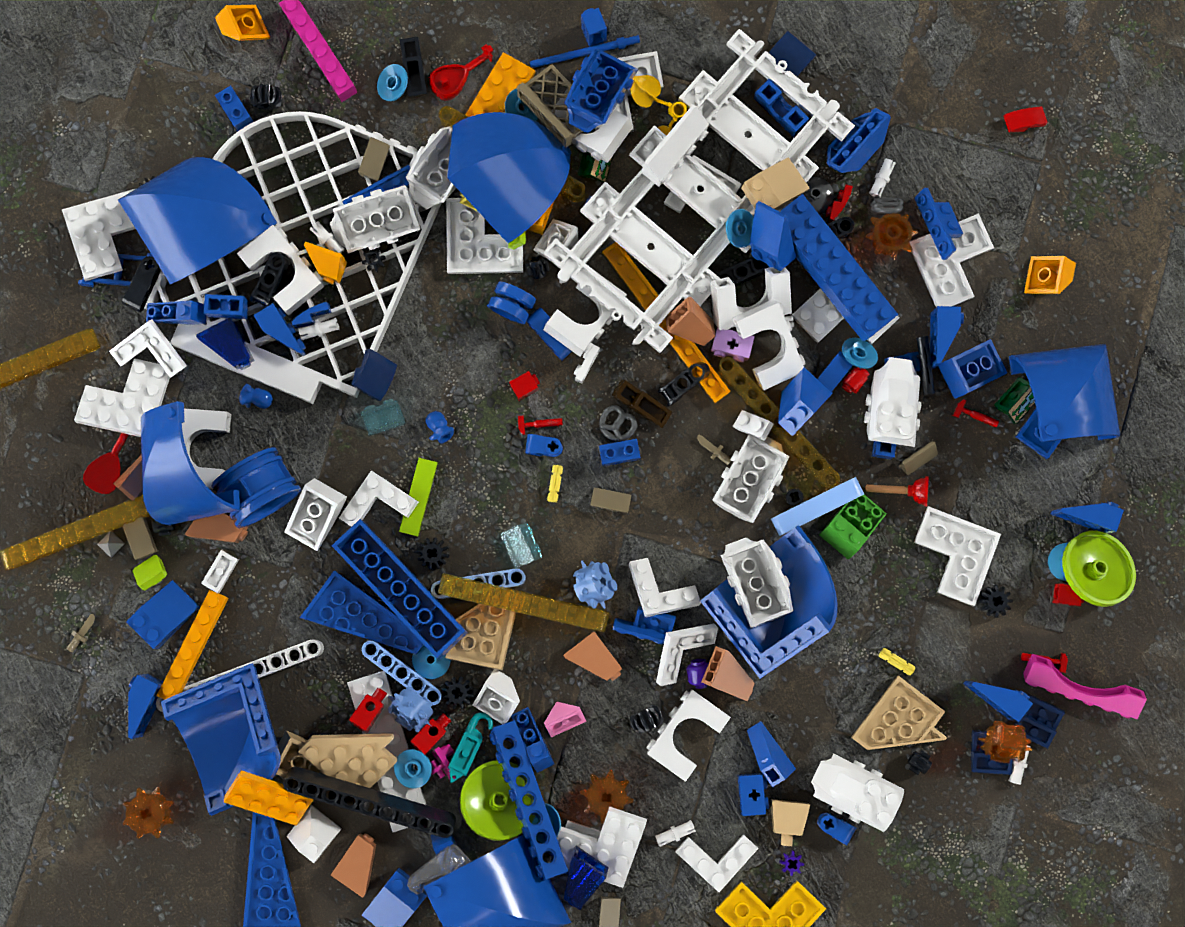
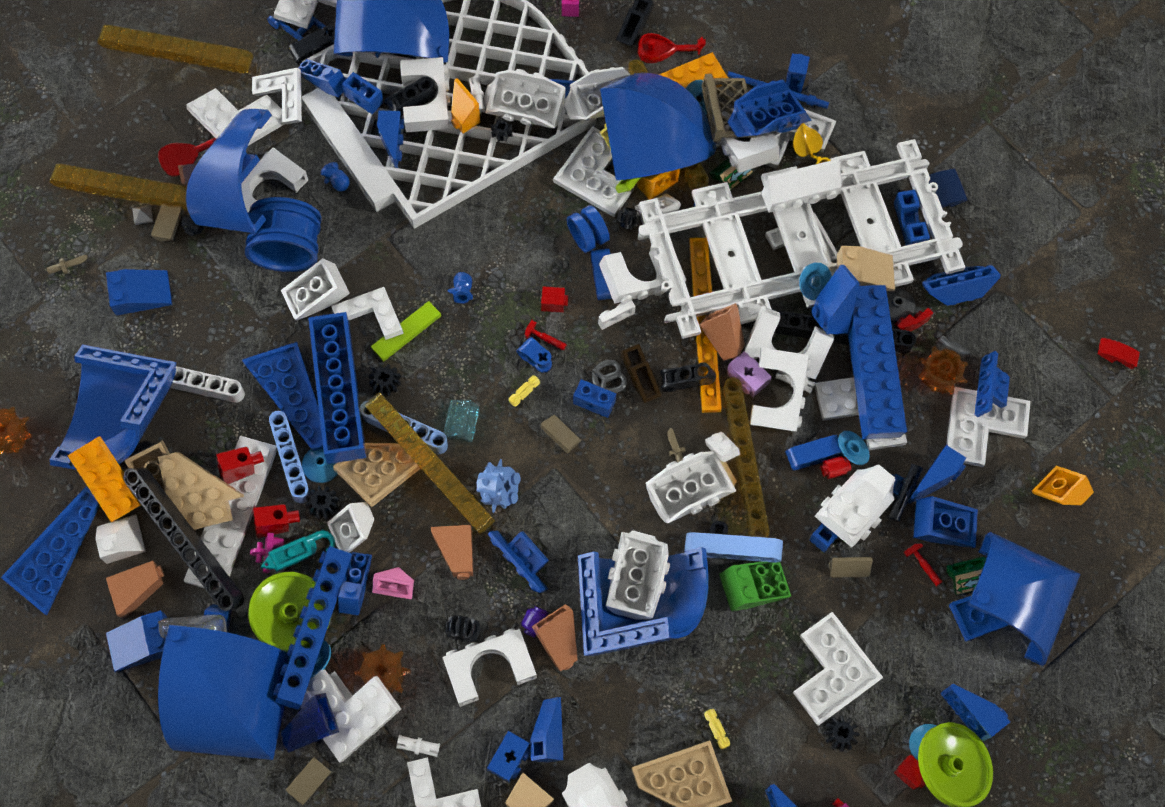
camera: 30 degrees right, 15 degrees down
(141, 703) = (66, 342): blue slope -> none
(149, 572) = (154, 252): lime piece -> none
(193, 645) = (145, 324): light orange plate -> none
(217, 528) = (230, 249): nougat slope -> none
(220, 571) = (208, 286): white plate -> none
(228, 343) = (344, 120): clear blue slope -> none
(306, 317) = (418, 139): blue slope -> none
(319, 329) = (421, 154): white pin -> none
(374, 159) = (555, 61): dark tan slope -> none
(374, 374) = (439, 215): dark blue slope -> none
(383, 417) = (423, 253): clear light blue bracket -> none
(392, 82) = (610, 22): dark azure dish -> none
(404, 768) = (232, 534): dark azure dish -> none
(410, 709) = (273, 485): medium blue brick -> none
(658, 603) = (545, 540): white plate -> none
(674, 645) = (532, 578): white plate -> none
(801, 400) = (777, 453): blue slope -> none
(882, 178) = (963, 324): white pin -> none
(918, 490) = (832, 593): piece -> none

